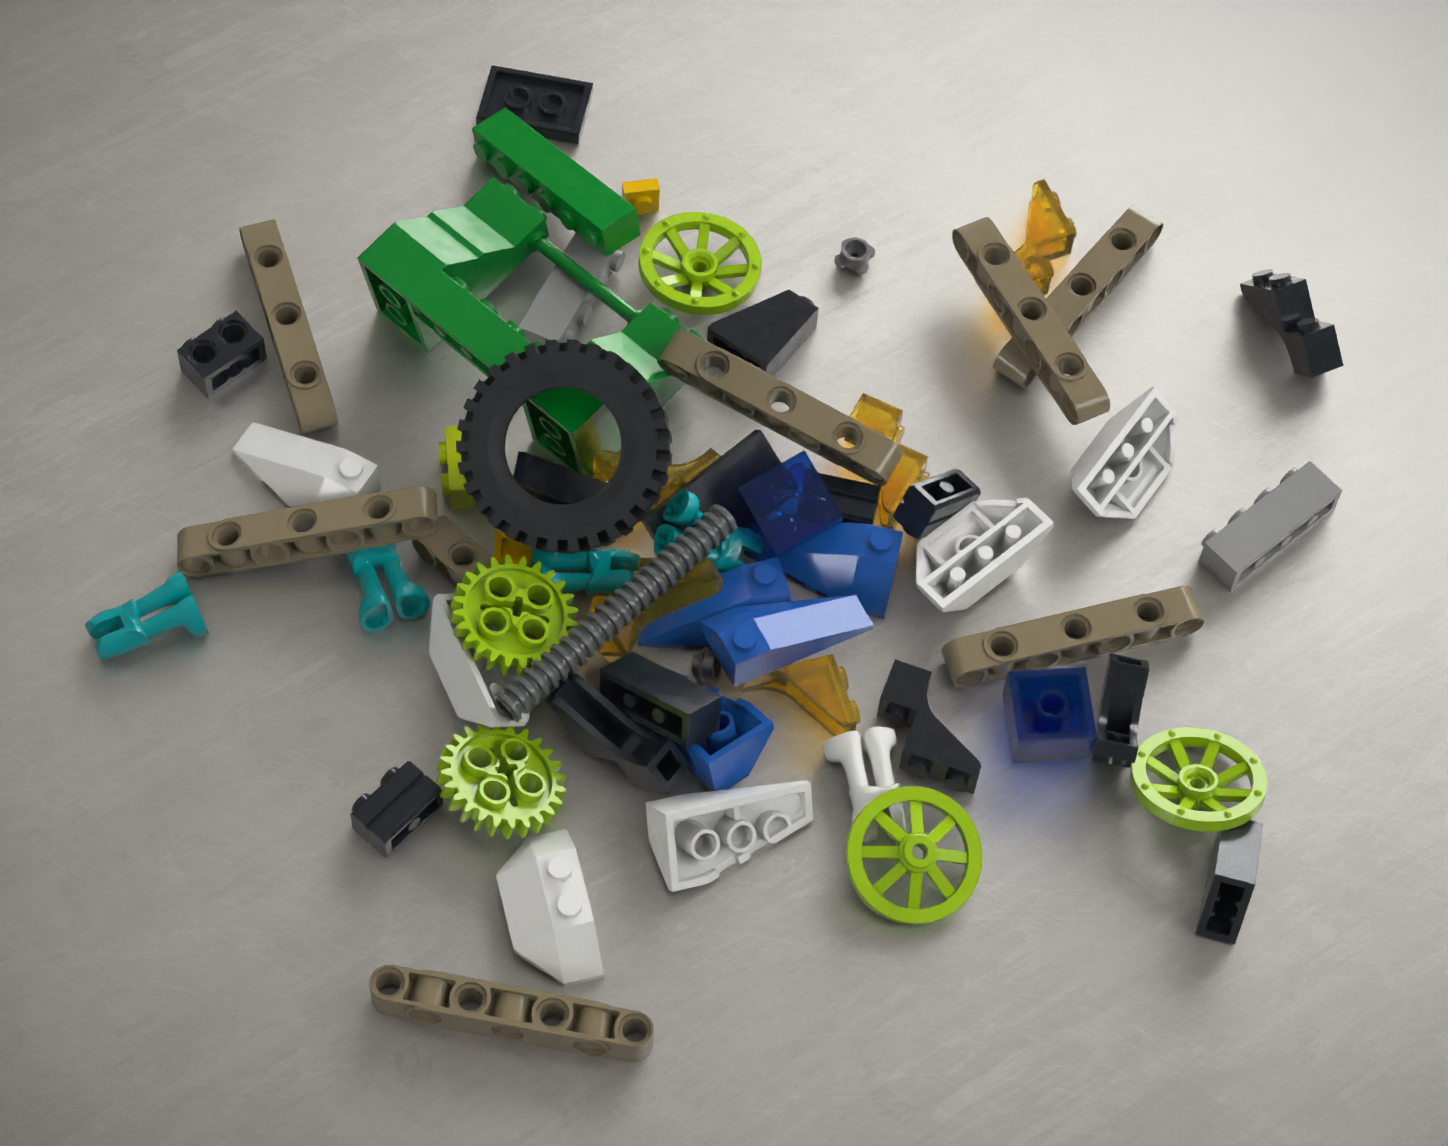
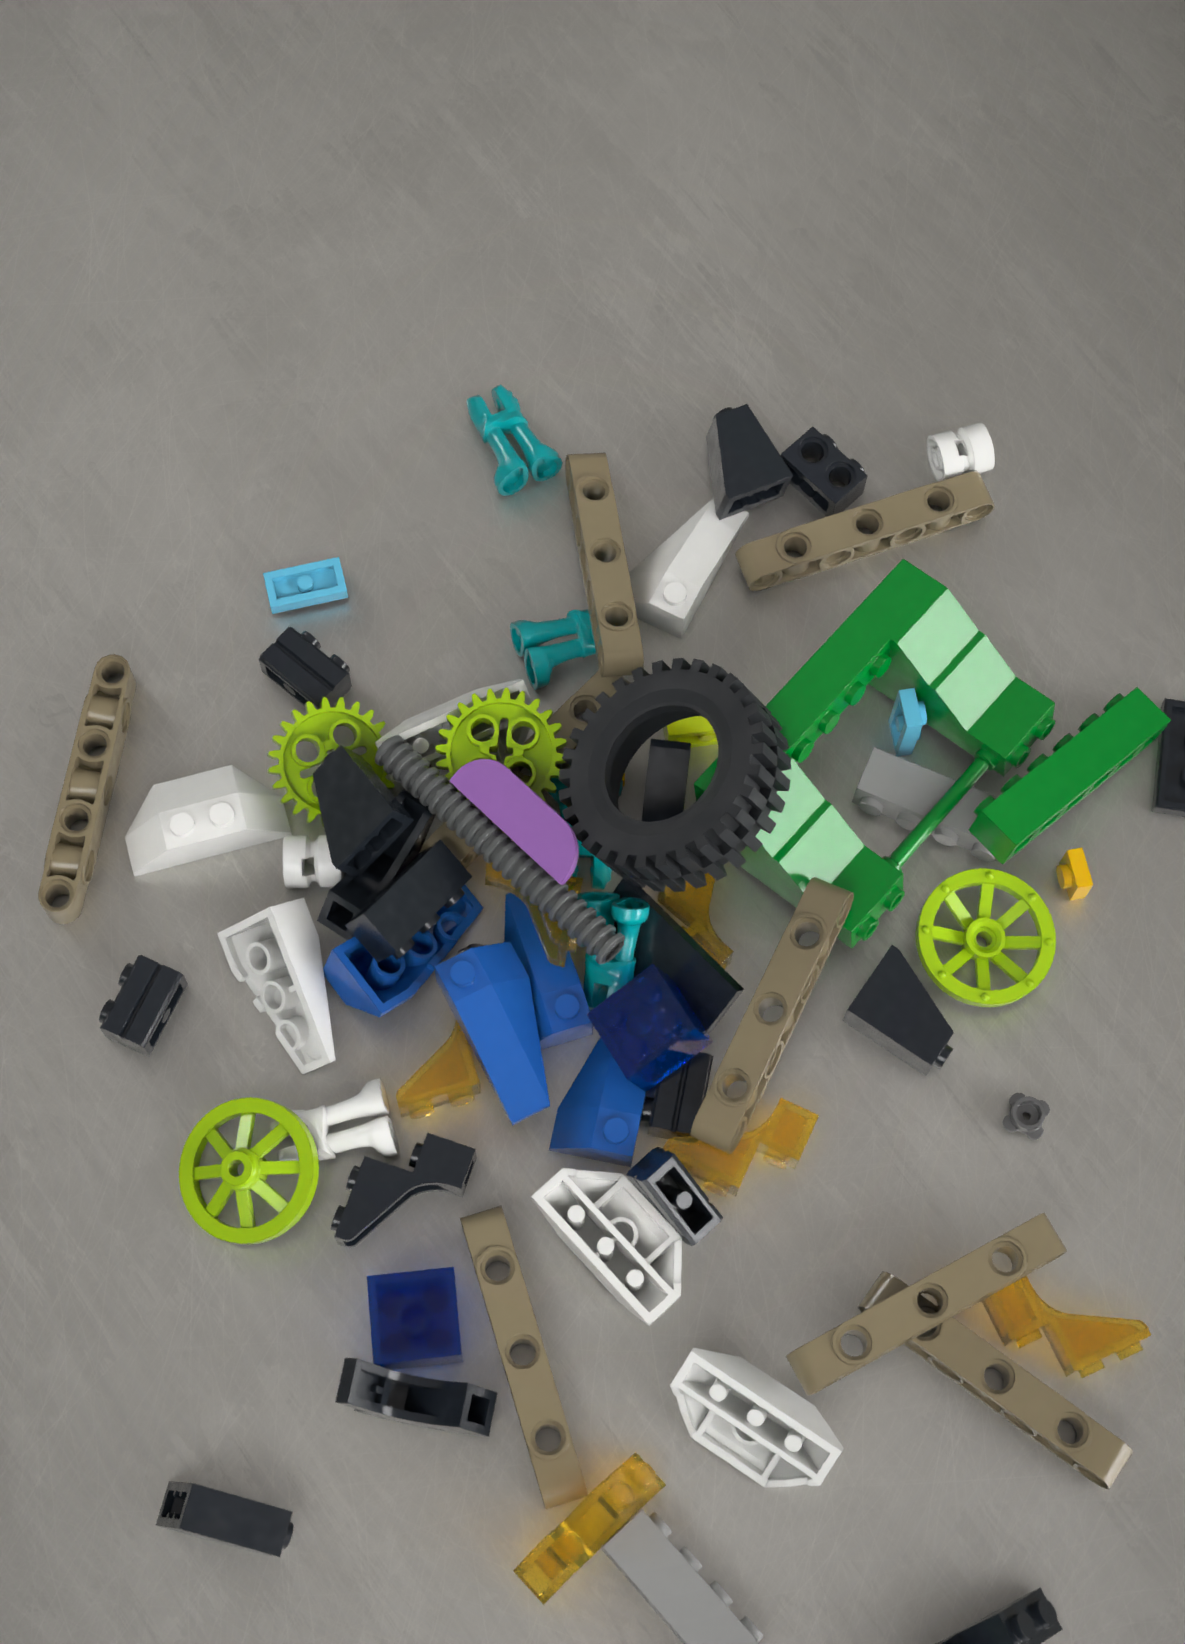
camera: 90 degrees right, 10 degrees up
(202, 417) = (743, 463): none -> black slope
(215, 241) = (960, 452): none -> white wheel
(296, 810) = (305, 585): none -> medium azure plate
(497, 290) = (906, 721): none -> medium azure plate
(567, 735) = (356, 811): none -> black slope
(594, 578) = (520, 815): none -> medium lavender brick
(603, 799) = (301, 875): none -> white wheel
(746, 956) = (142, 1005): none -> black brick
(1198, 784) = (348, 1486): lime wheel -> none
(1209, 571) = (589, 1527): none -> clear yellow arch

